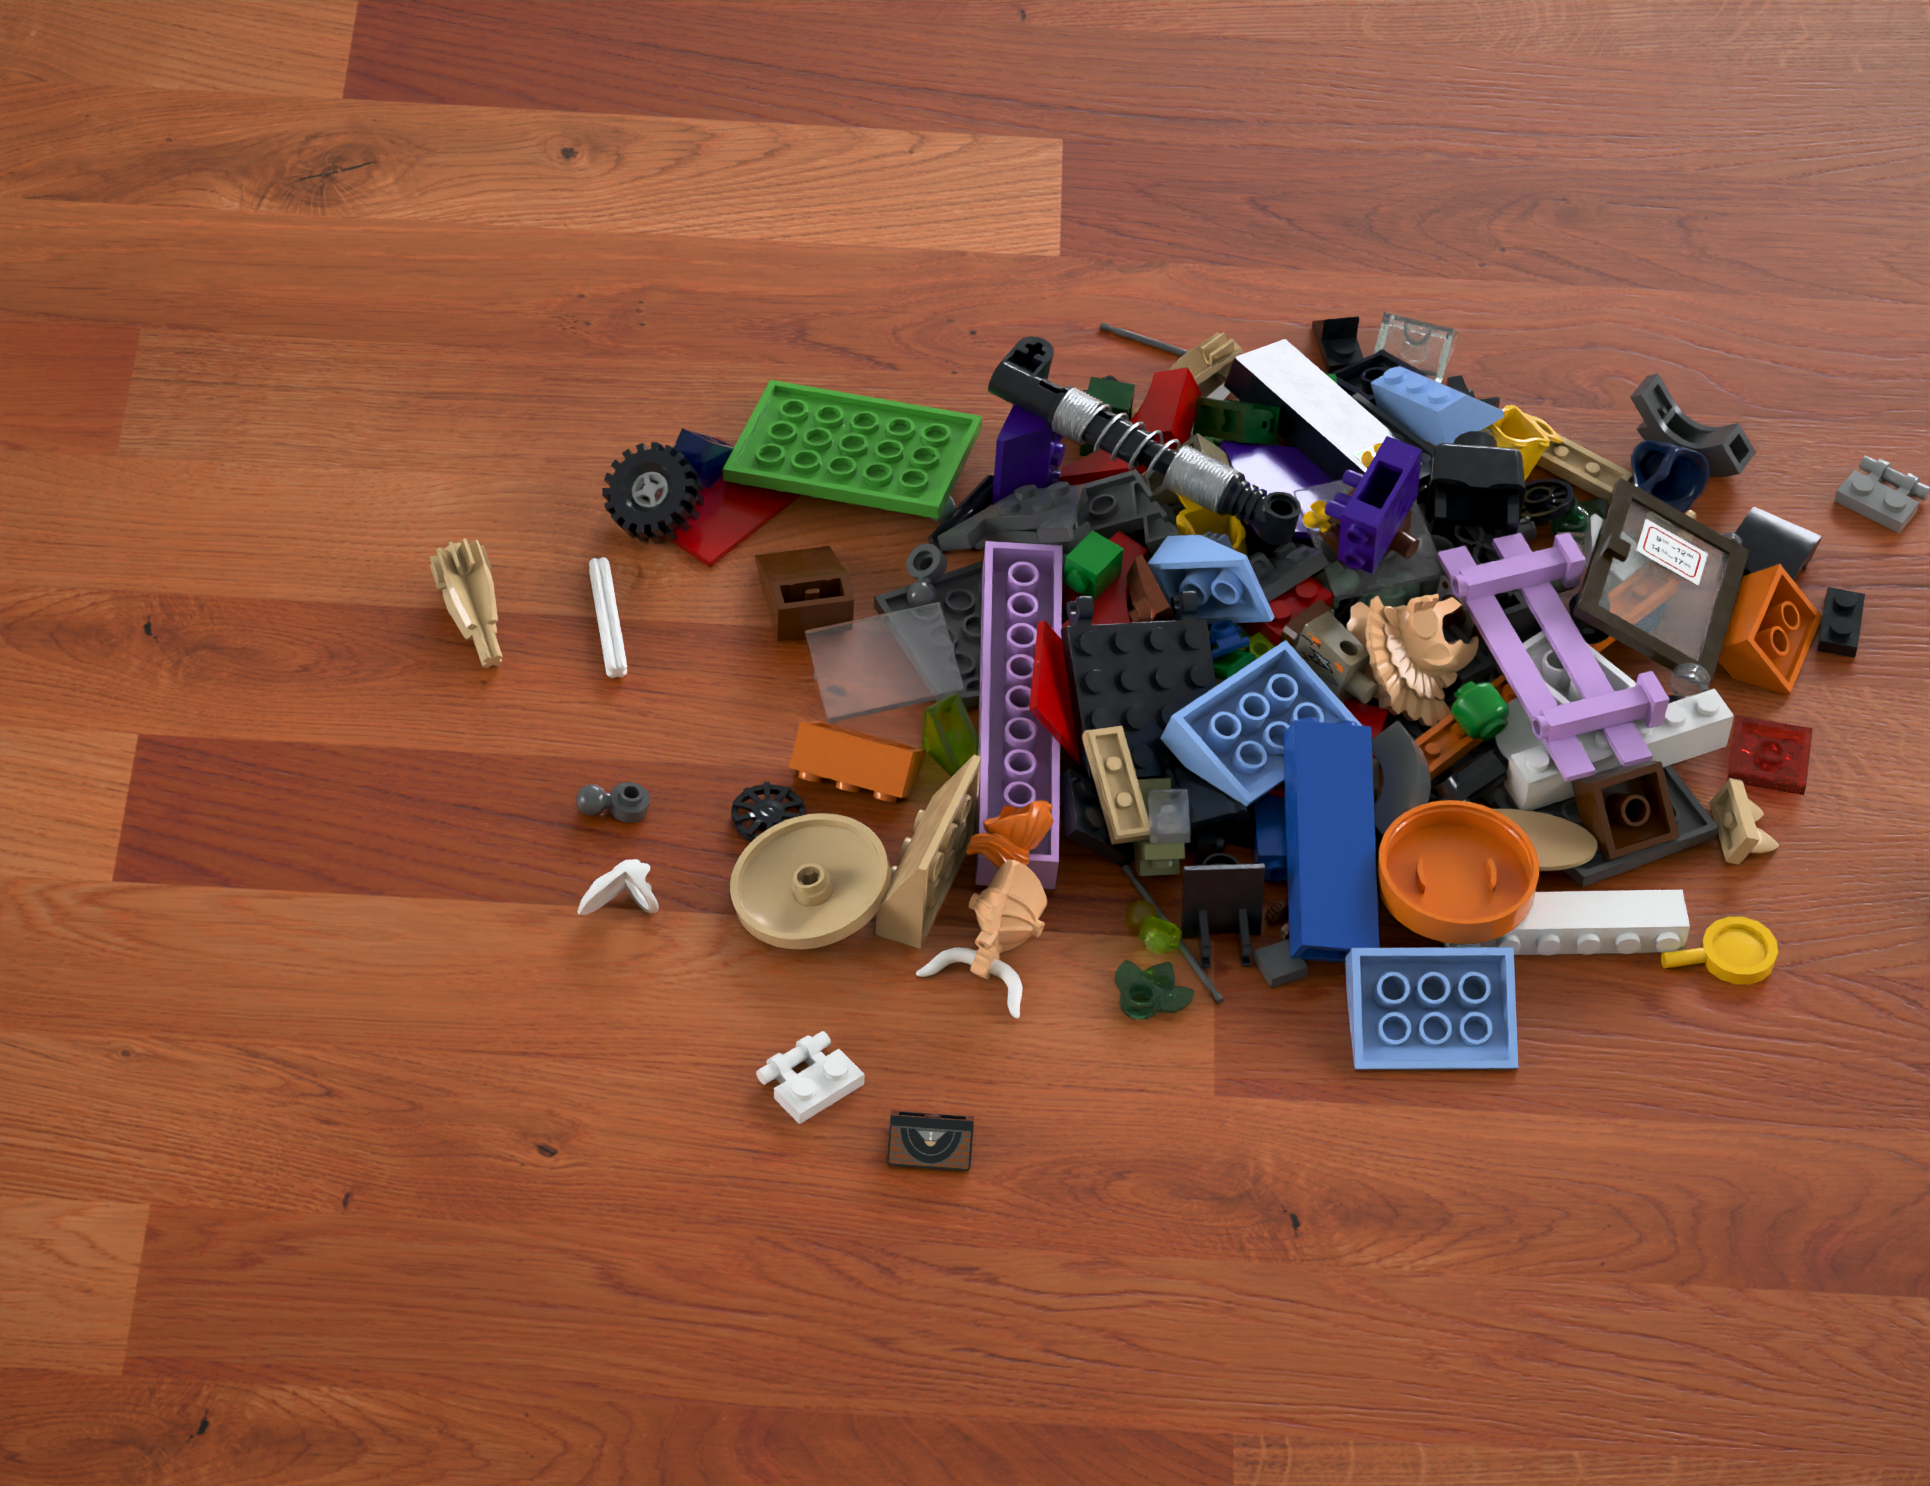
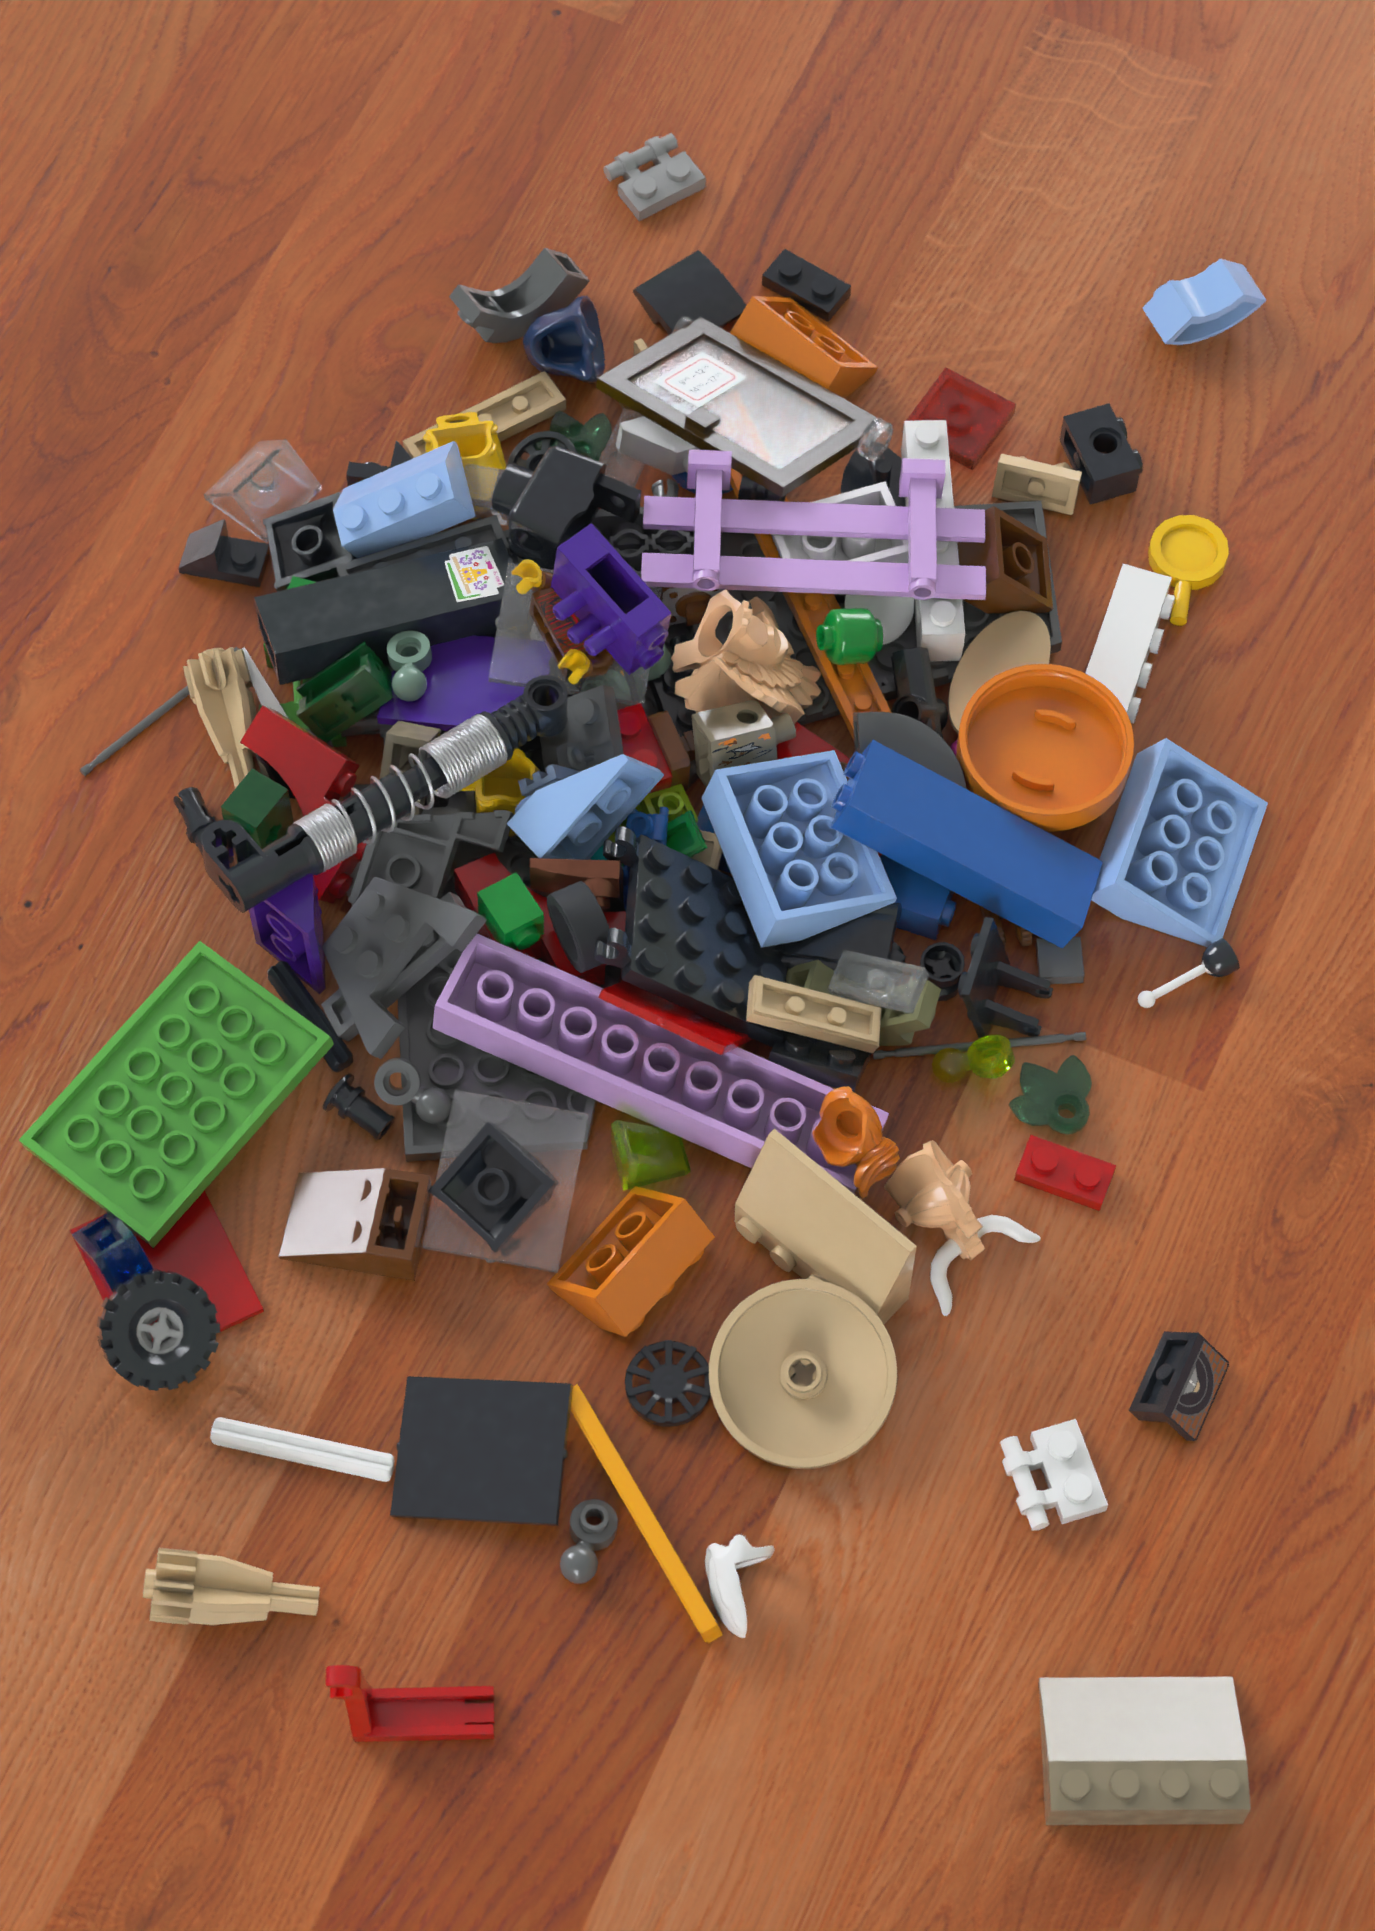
camera: 65 degrees left, 15 degrees up
(423, 724) = (411, 1712): none -> red hinge
(599, 1188) = (1142, 1751): none -> slope
(652, 819) = (644, 1517): none -> light orange tile
(653, 712) = (482, 1450): none -> black piece
(869, 643) = (494, 1185): none -> black slope
(901, 546) = (355, 1105): none -> black pin
(1084, 1017) = (1065, 1172): none -> red plate
(1110, 594) = (578, 924): none -> black tyre
(1289, 443) = (409, 656): none -> sand green plate
(1339, 1065) = (1217, 961): none -> hinge
(1795, 857) = (1083, 440): none -> black brick

